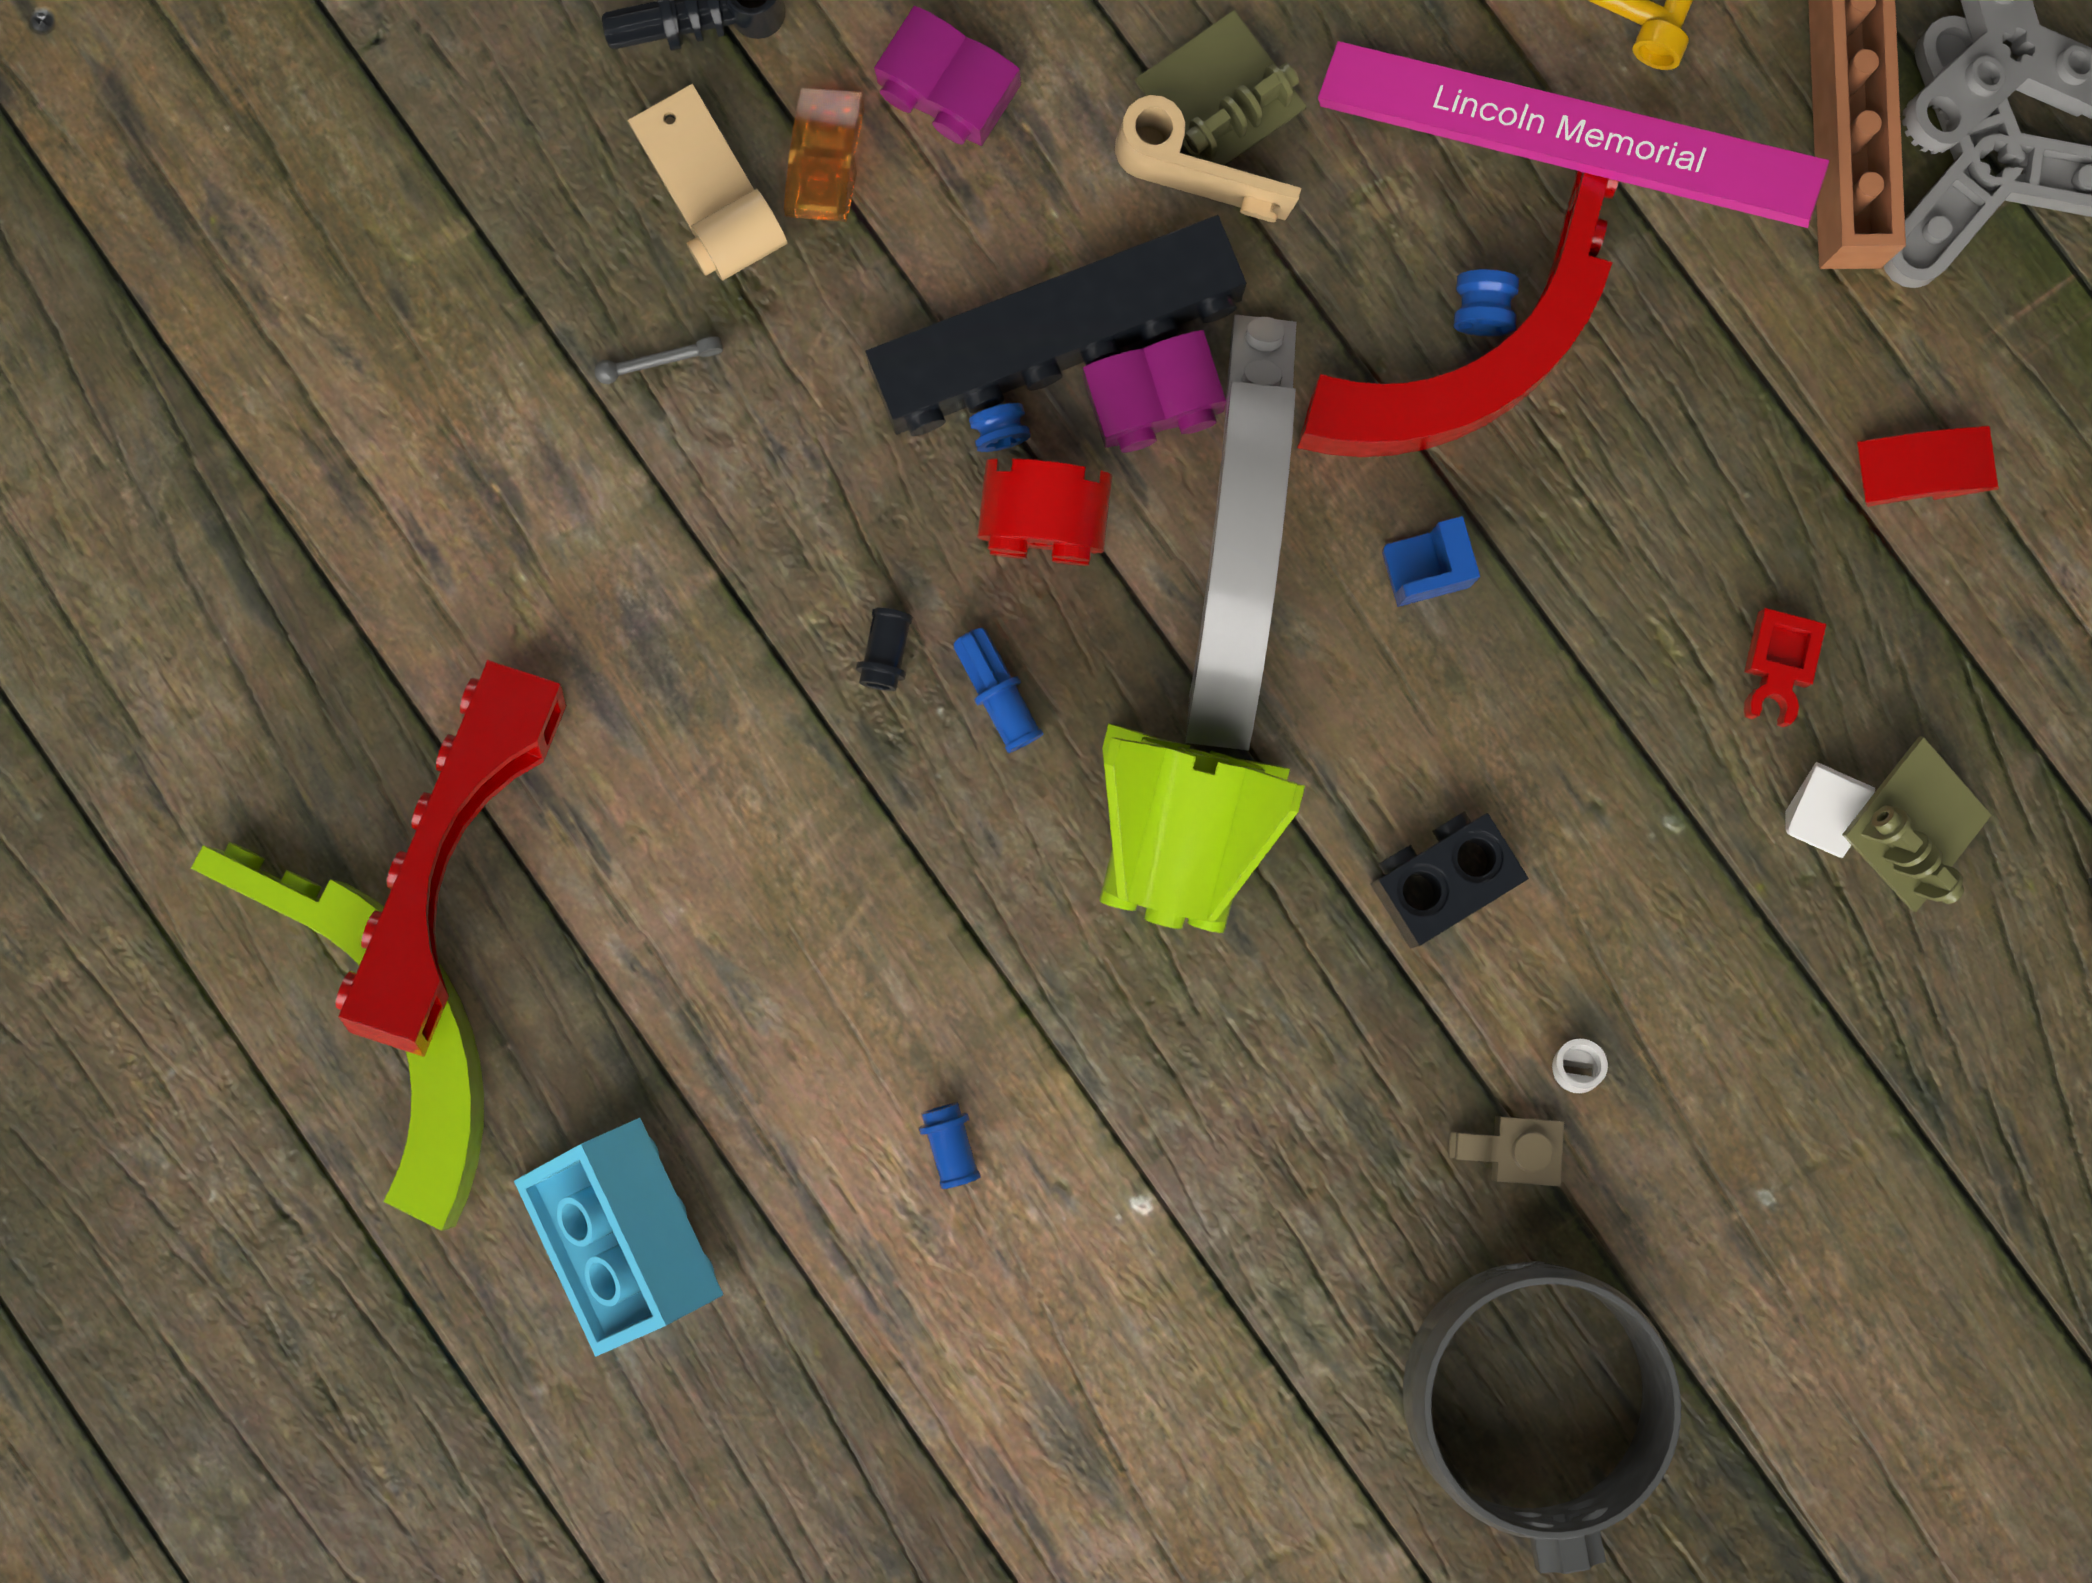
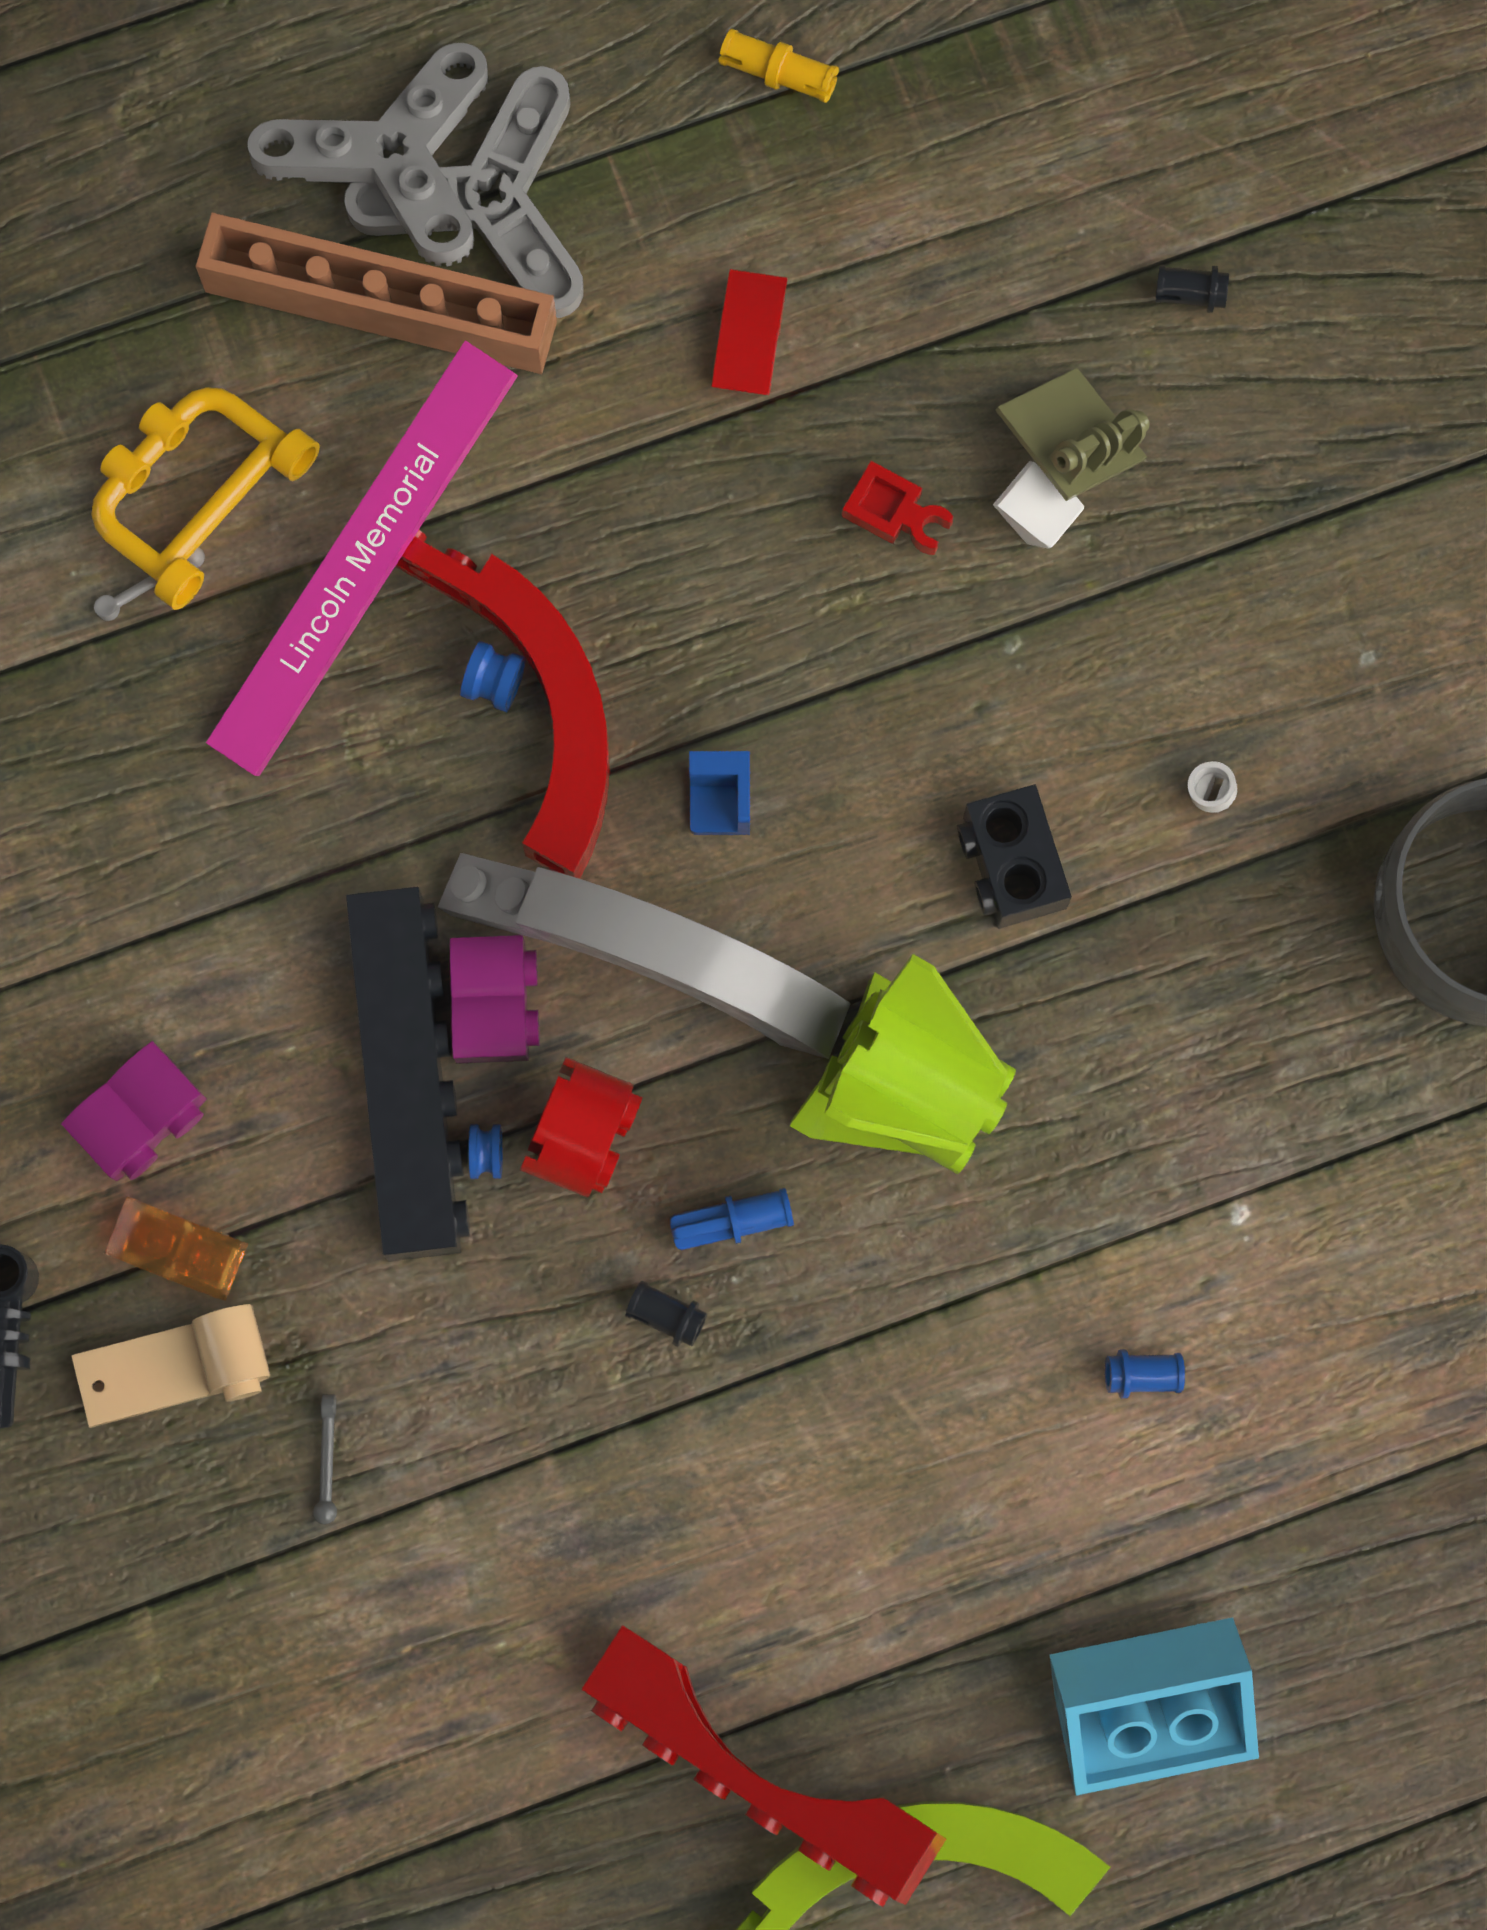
camera: 70 degrees left, 5 degrees down
(1150, 150) = (260, 936): tan door -> none
(1225, 90) = (223, 863): olive hinge -> none
(1519, 1150) = (1275, 863): dark tan plate -> none

